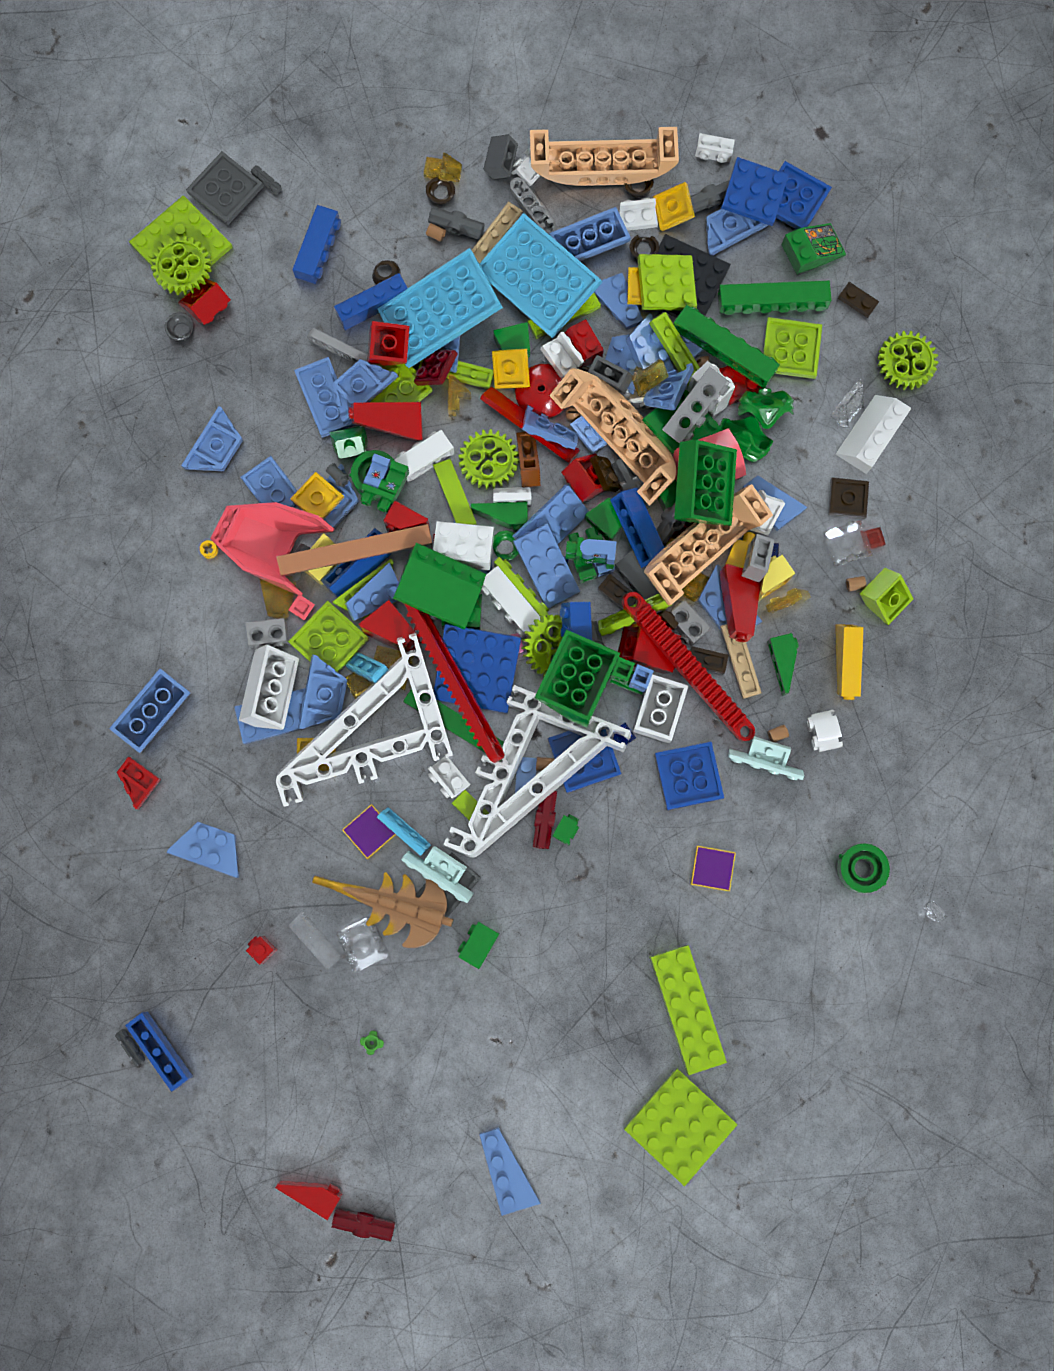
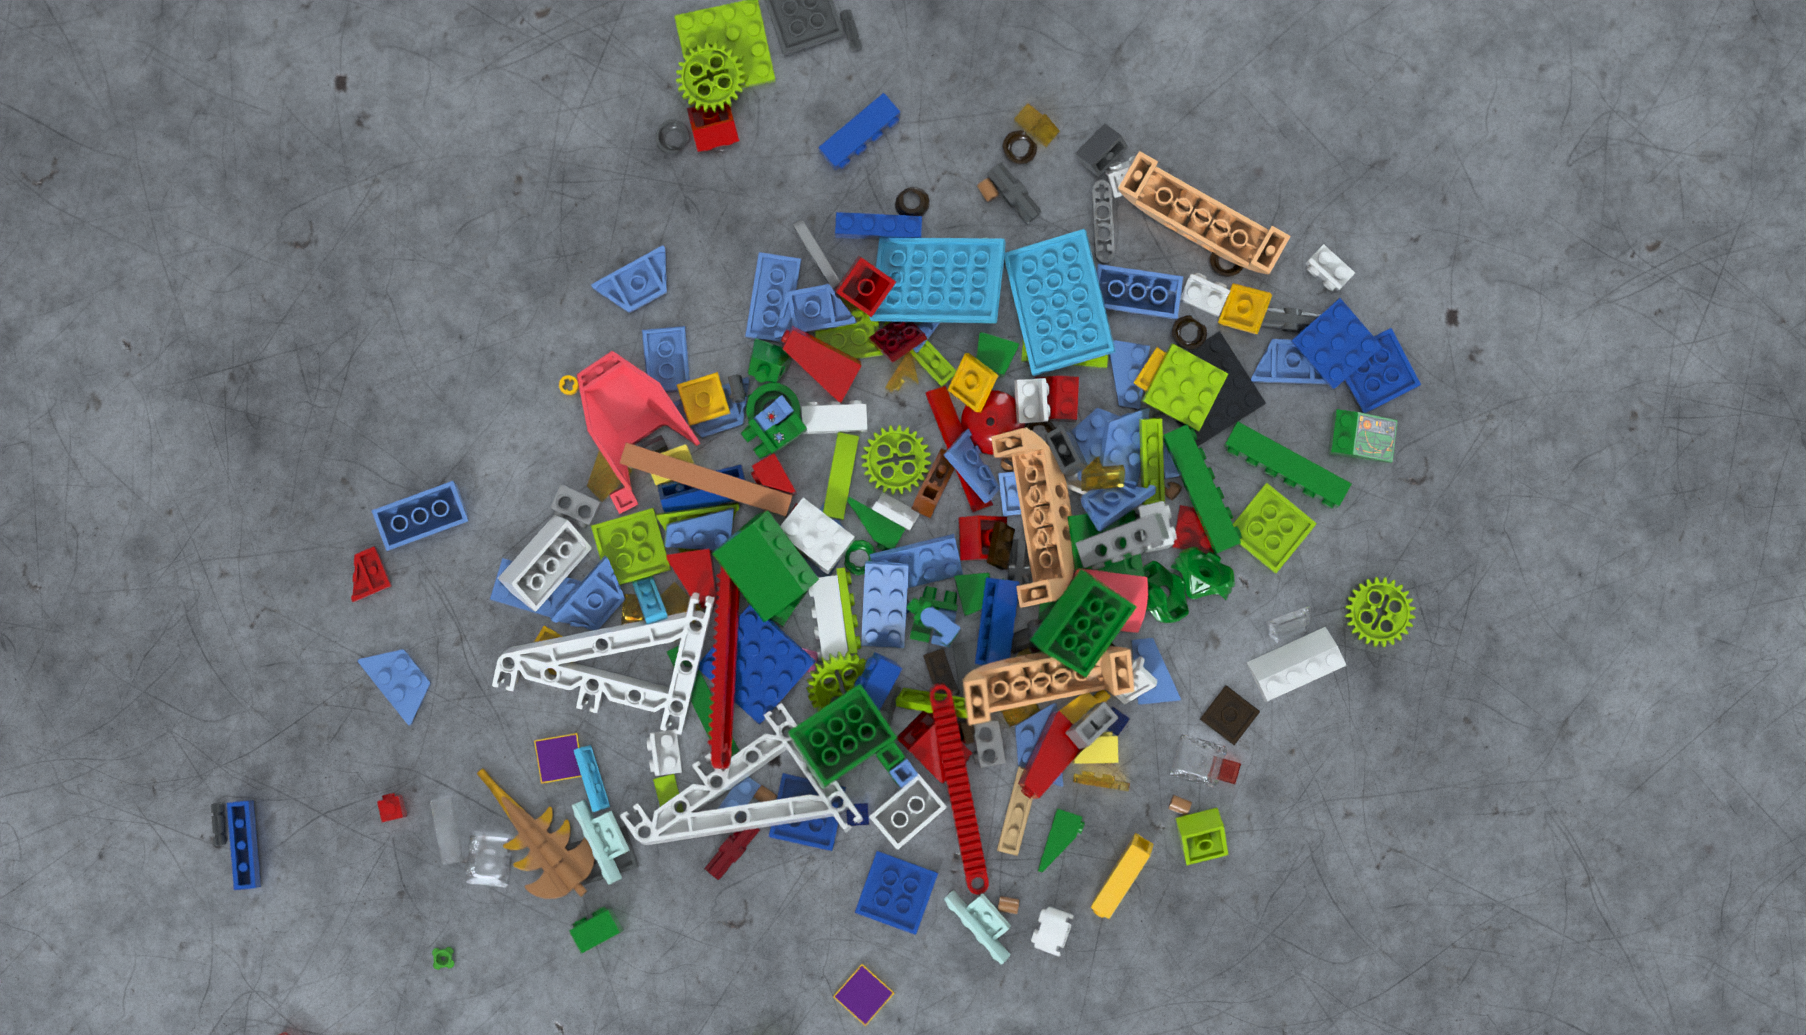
camera: 35 degrees right, 5 degrees up
(496, 230) = (1047, 226): tan tile -> none
(566, 829) = (746, 871): green window -> none
(711, 660) = (986, 792): dark brown plate -> none
(858, 299) = (1373, 518): dark brown plate -> none

